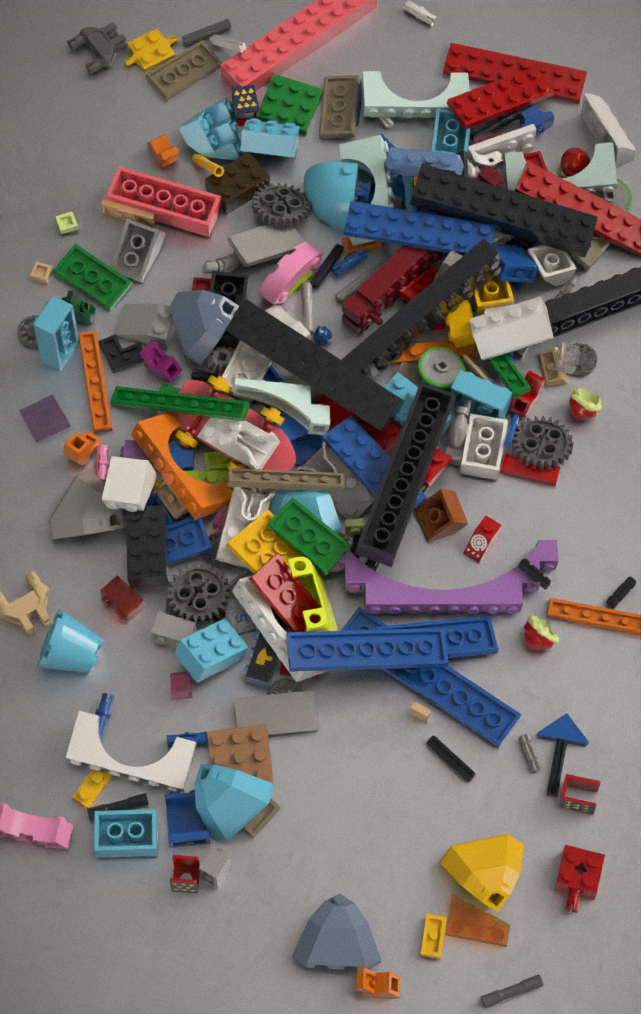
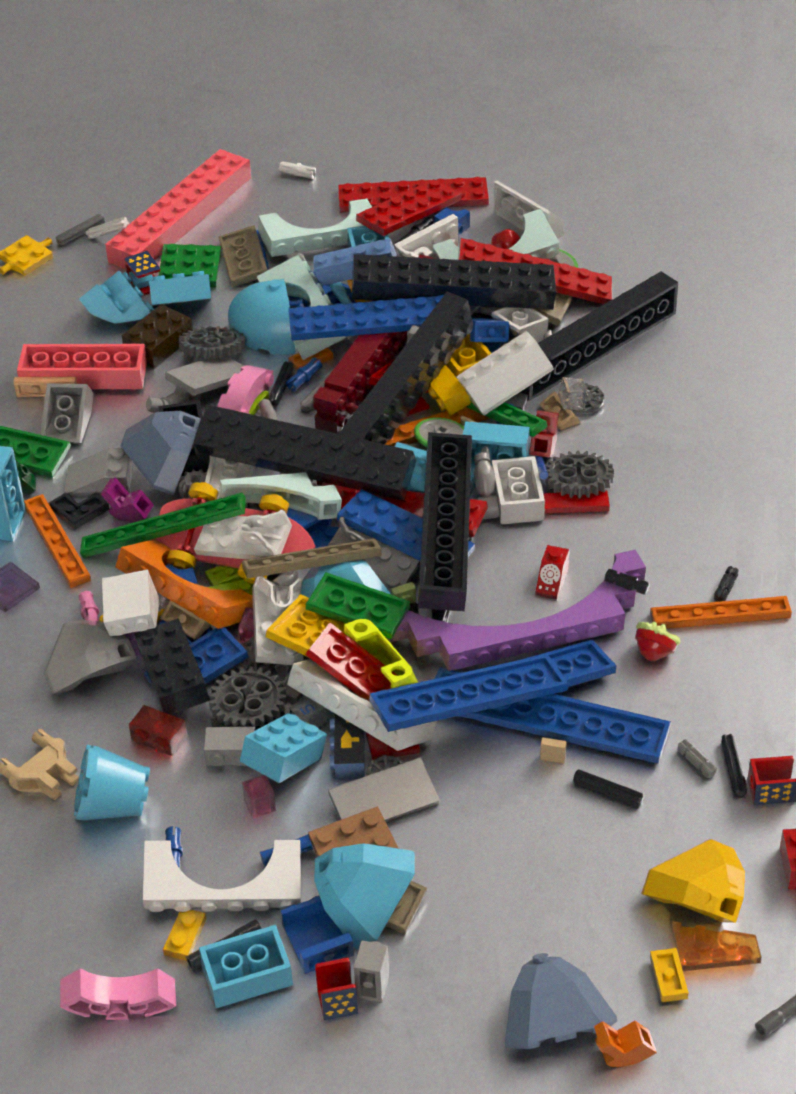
camera: 15 degrees left, 20 degrees down
(80, 447) = (59, 597): orange brick -> none
(163, 150) = (65, 327): orange brick -> none
(184, 70) = (66, 264): dark tan tile -> none
(203, 162) = (127, 322): yellow piece -> none
(441, 515) = (496, 562): dark orange slope -> none
(564, 729) = (725, 723): blue tile -> none
(584, 404) = (607, 432): hair -> none

